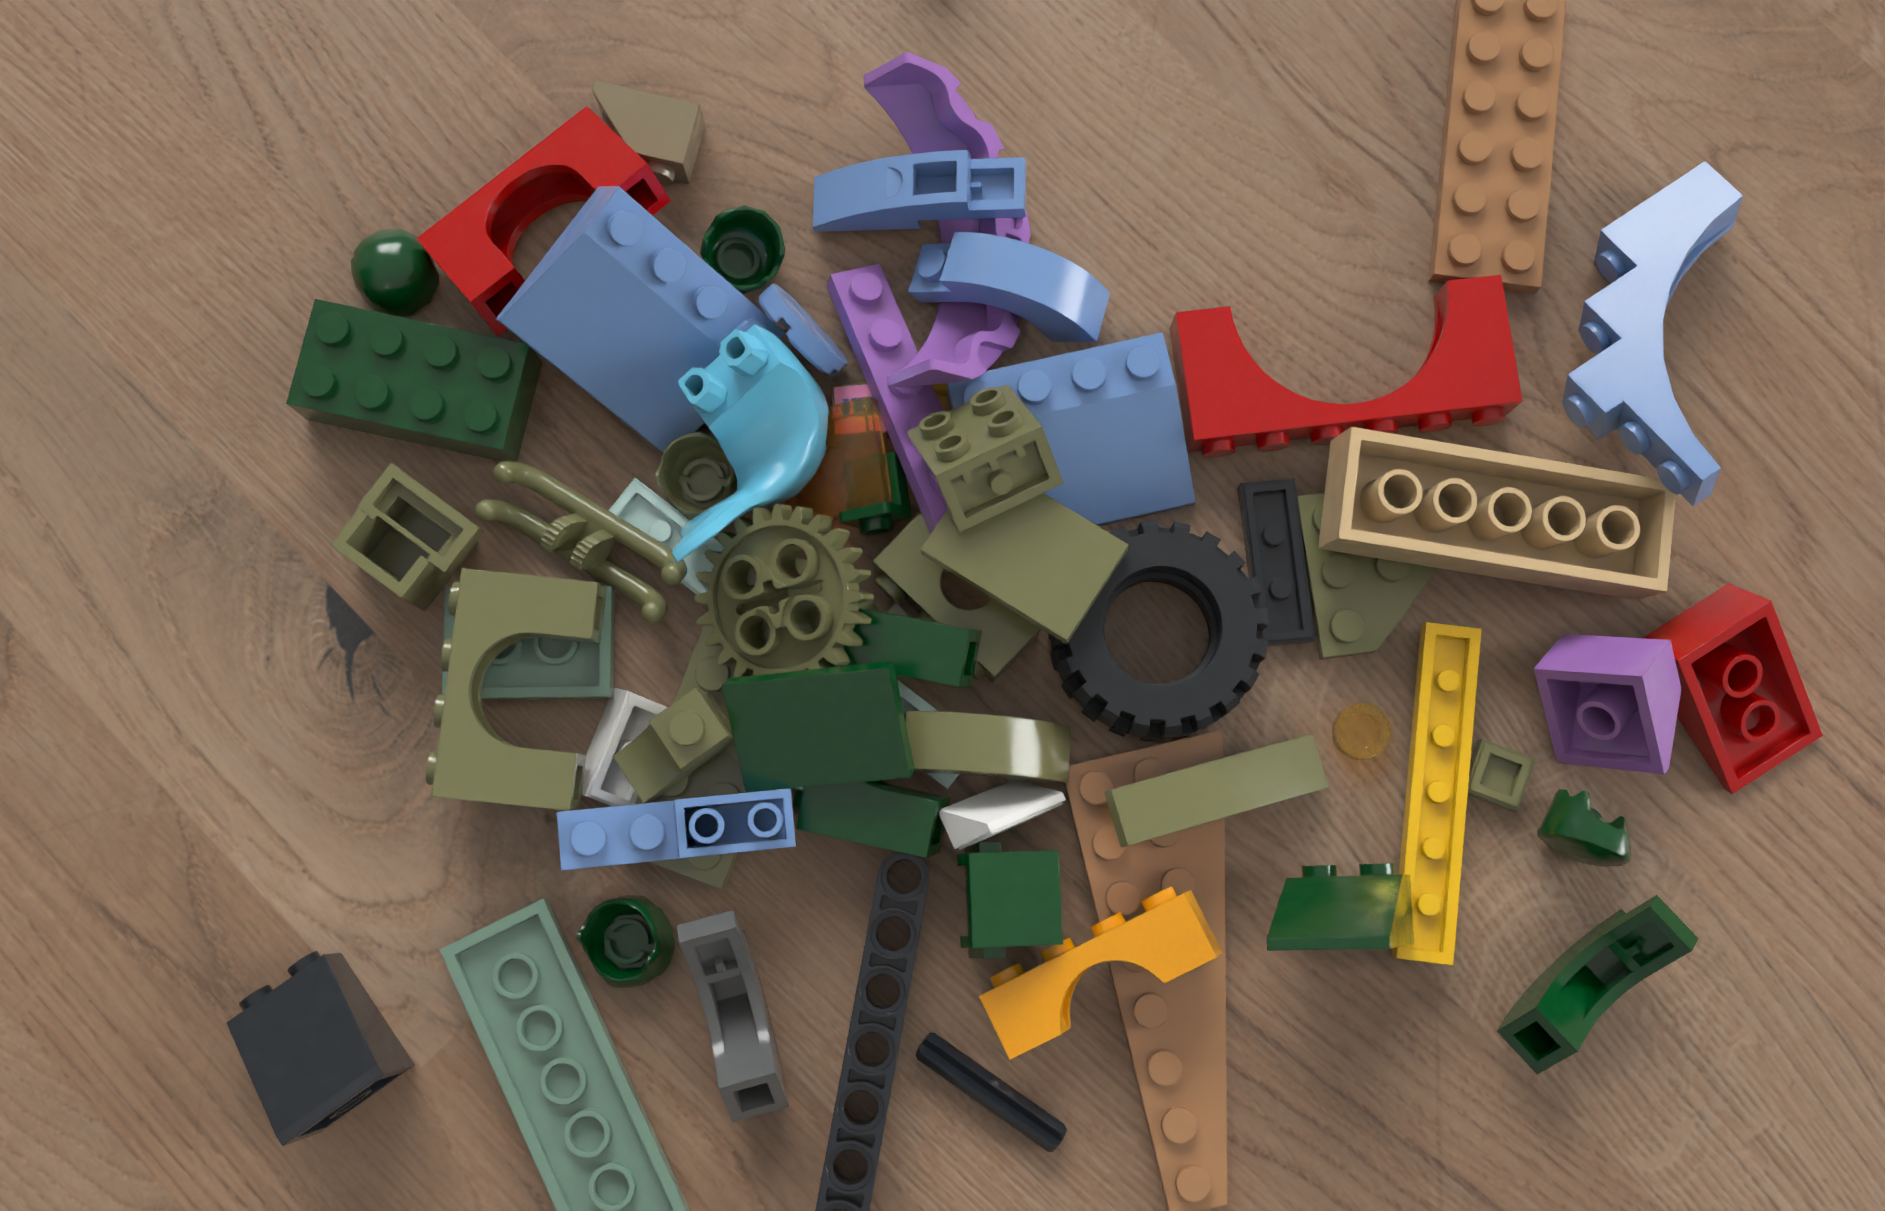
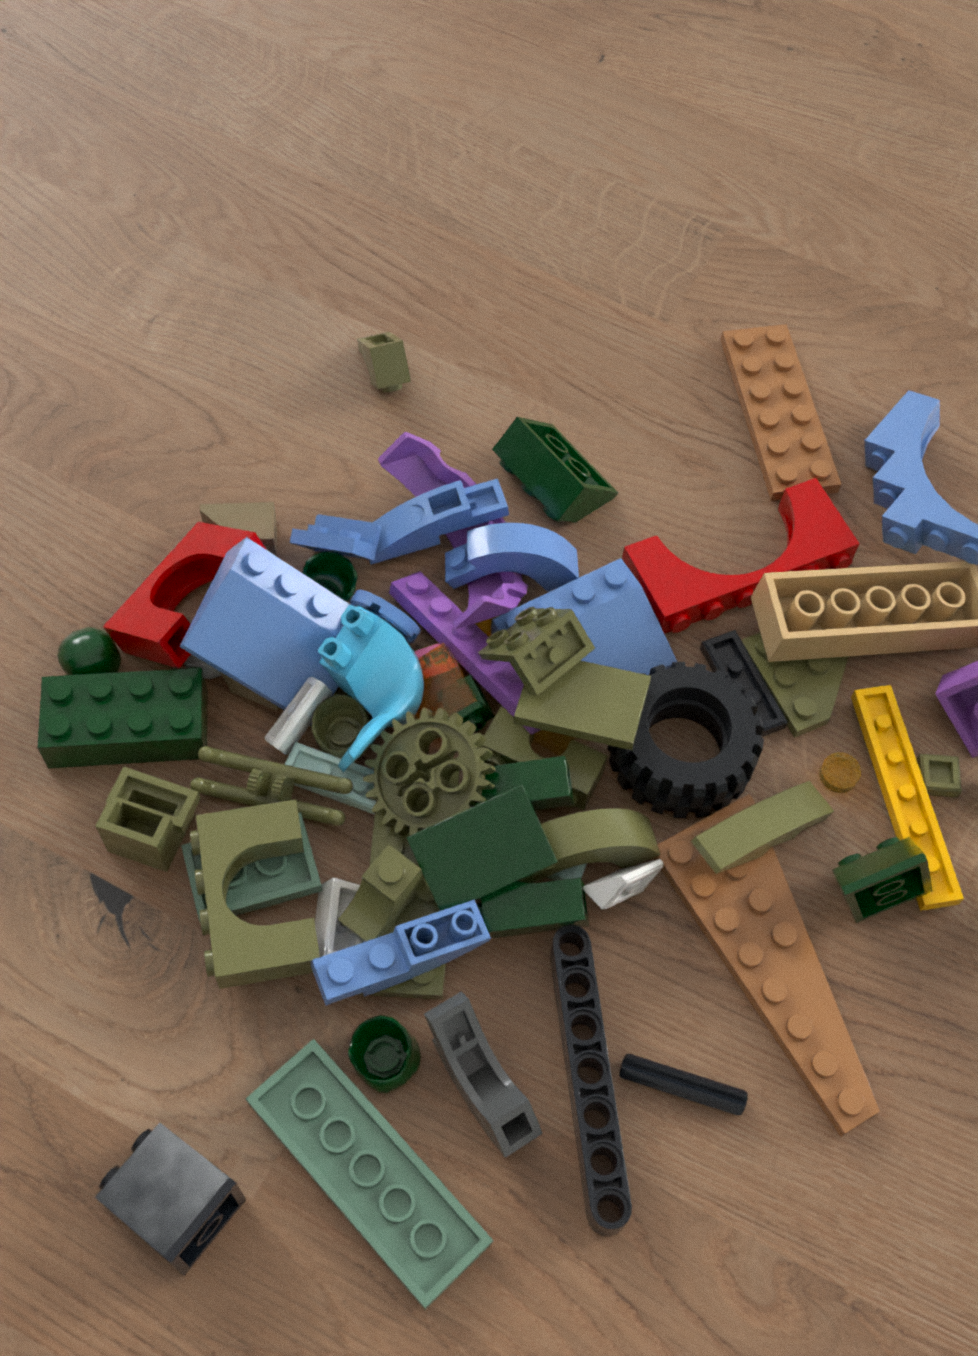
camera: 20 degrees left, 20 degrees down
(643, 445) = (297, 715): none -> white slope
(775, 186) = (339, 535): none -> medium blue bracket
(1010, 899) = (650, 938): dark green plate -> none
(1036, 1003) = (767, 928): light orange arch -> none
(1122, 150) = (552, 470): none -> dark green slope

